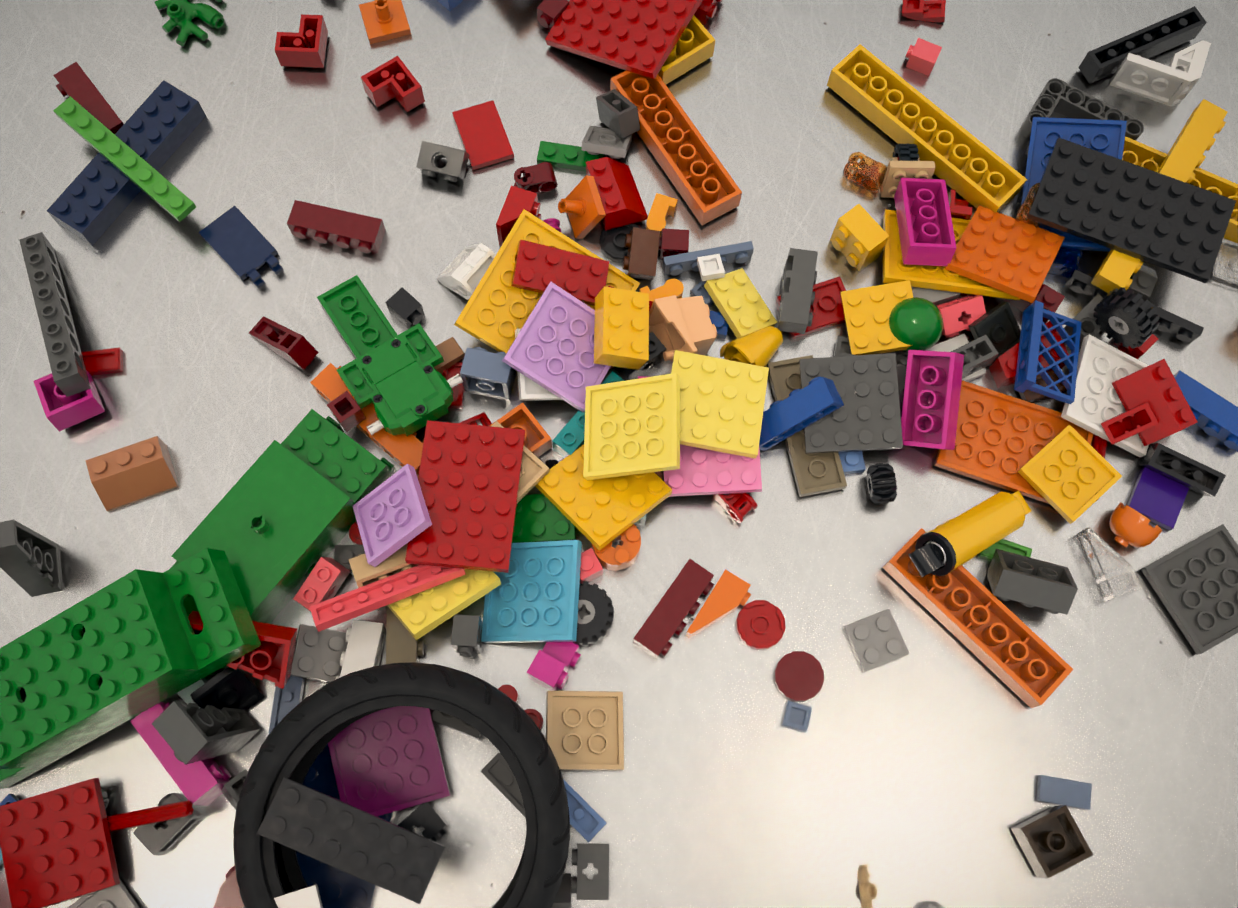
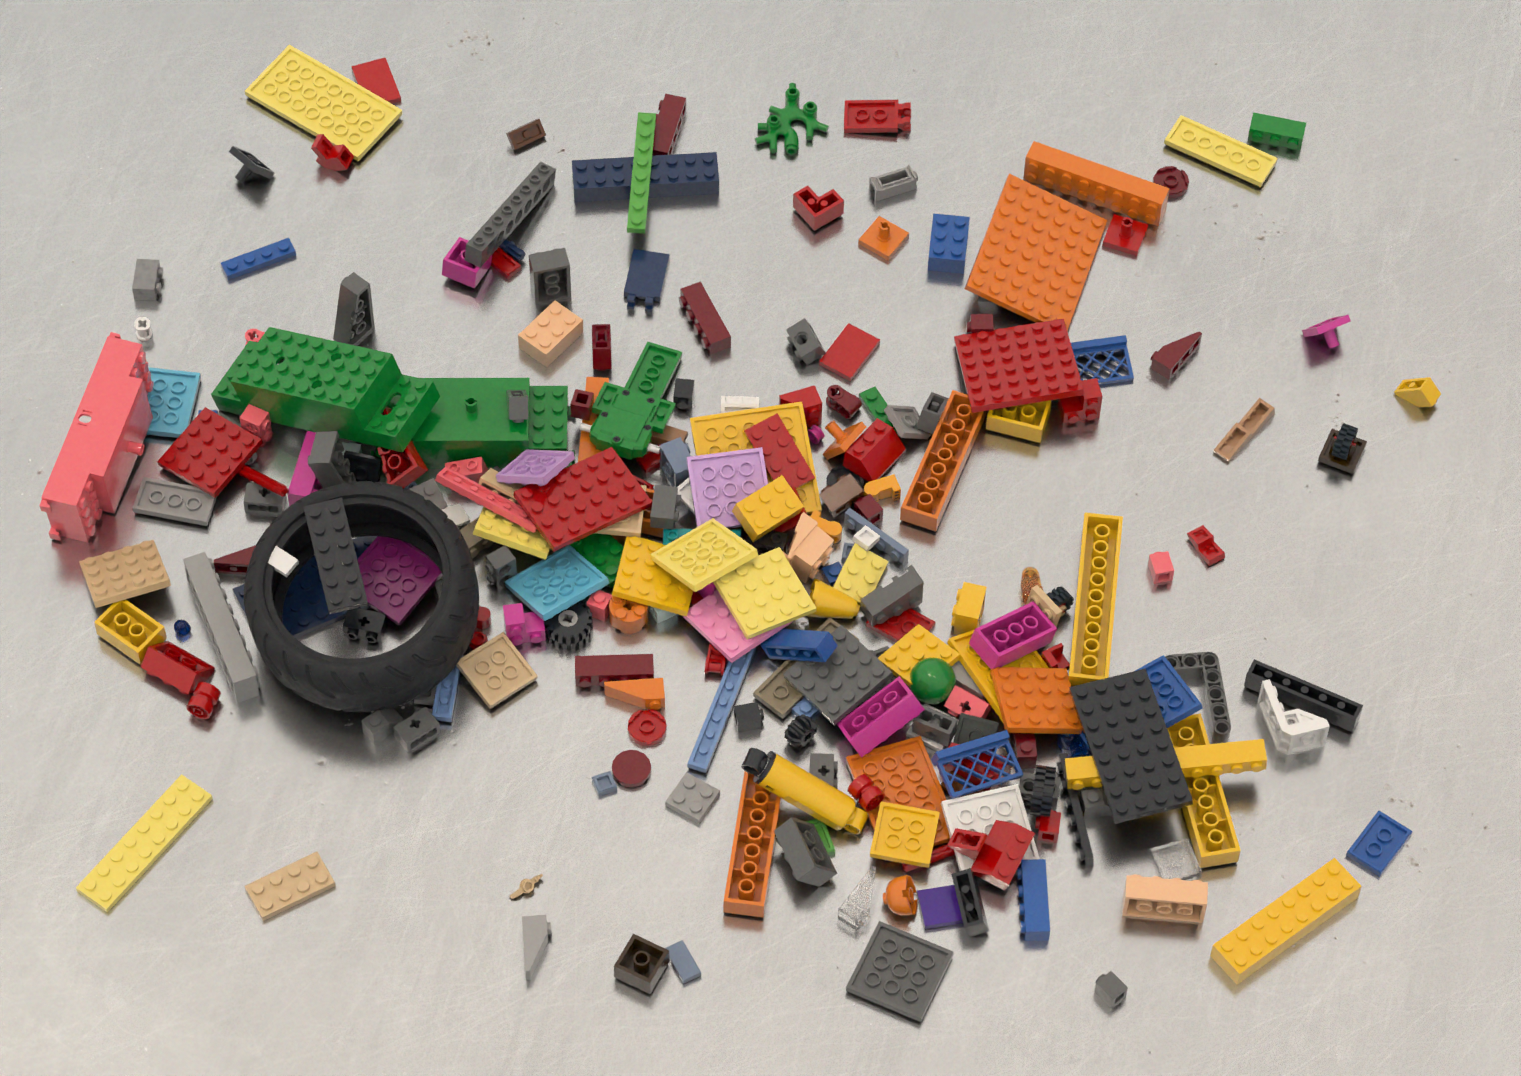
camera: 55 degrees right, 15 degrees down
(68, 767) = (257, 422): none -> coral brick
(89, 343) = (510, 248): none -> dark blue axle
(132, 473) = (449, 330): nougat slope -> none
(163, 328) = (550, 276): none -> dark grey brick
(226, 378) = (550, 333): none -> light nougat brick
(302, 477) = (517, 405): none -> dark grey slope
(392, 81) = (837, 275): red brick -> none
(539, 424) = (664, 507): none -> dark grey brick
(803, 550) = (719, 712): none -> medium blue plate
(824, 519) = (748, 717): none -> black brick
(929, 496) = (825, 765): none -> dark grey brick
(1001, 475) = (864, 790): none -> red wheel

